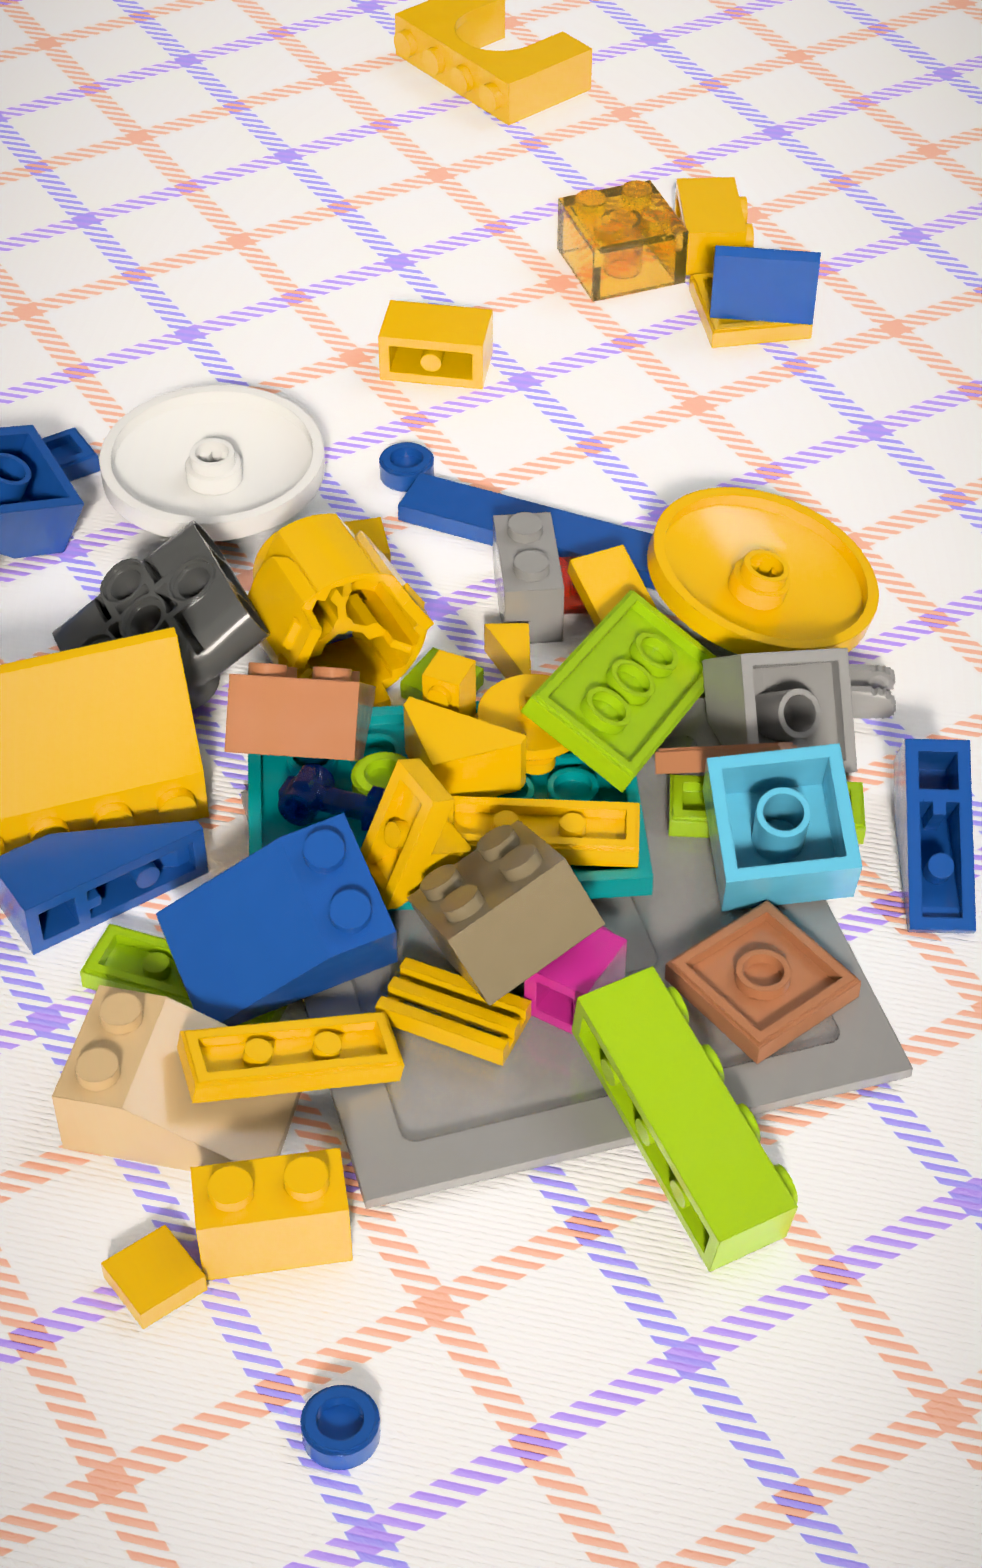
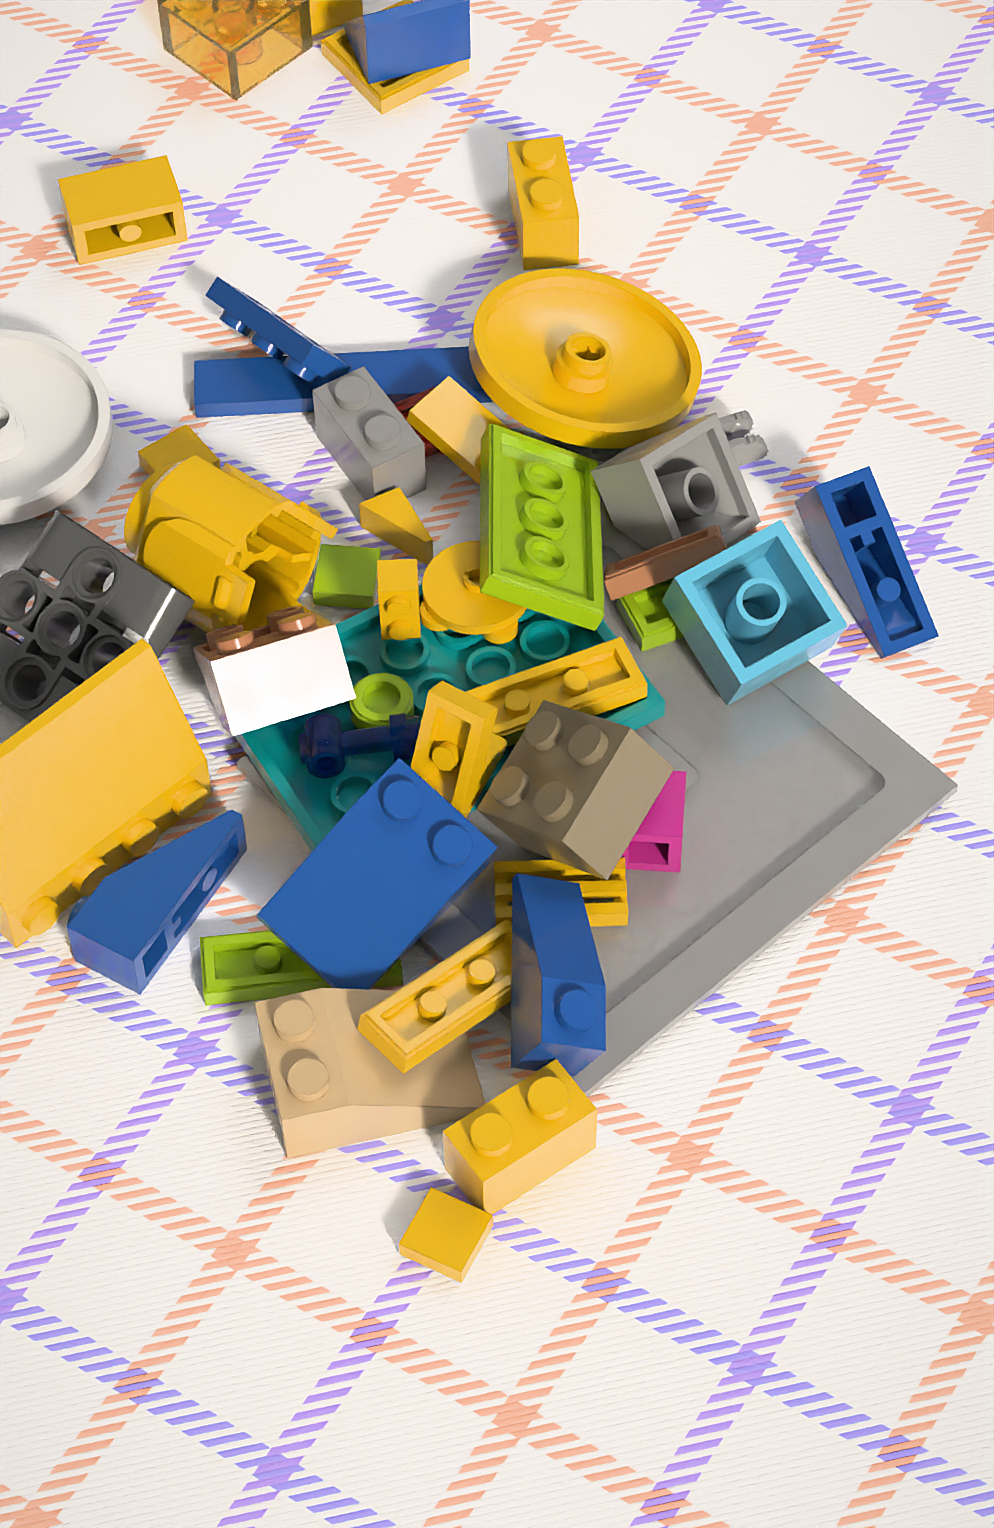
camera: 25 degrees left, 10 degrees up
(340, 1427) = (676, 1289): blue tile -> none
(386, 1073) = (555, 978): none -> blue slope
(403, 463) = (170, 357): blue tile -> none
(464, 751) = (438, 649): yellow slope -> none
(496, 467) = (275, 334): none -> blue plate
(684, 1118) = (809, 908): lime brick -> none
(762, 981) = (799, 757): nougat tile -> none
(805, 444) = (543, 203): none -> yellow brick

